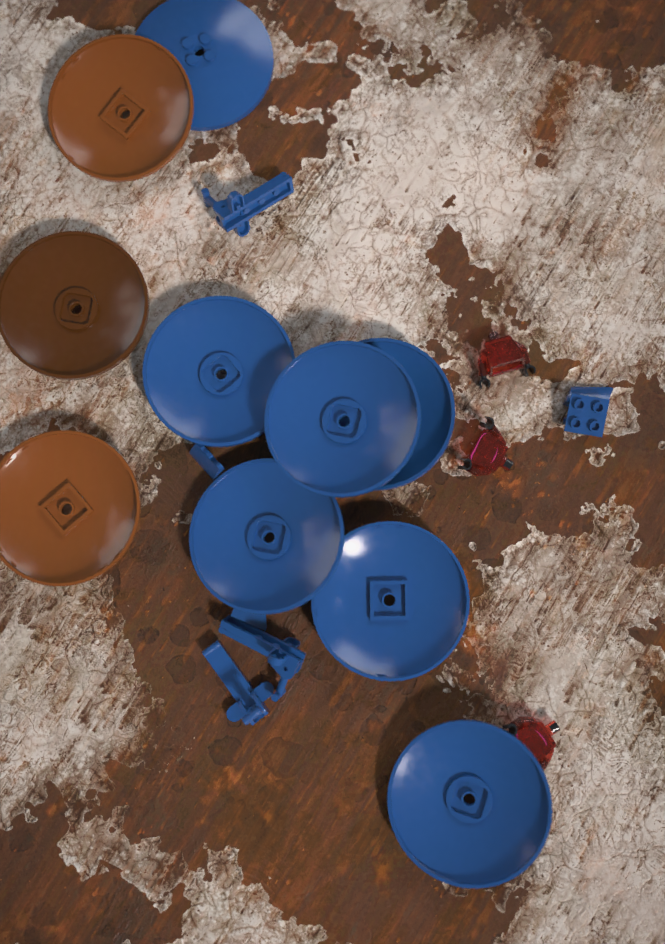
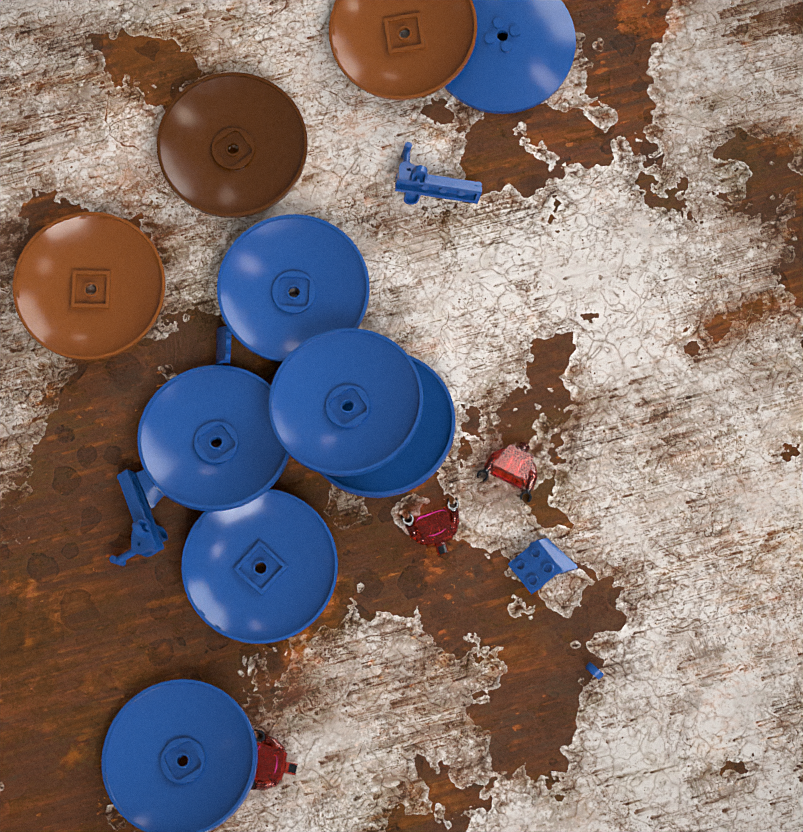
camera: 40 degrees right, 5 degrees down
(250, 700) = (93, 547): blue piece -> none

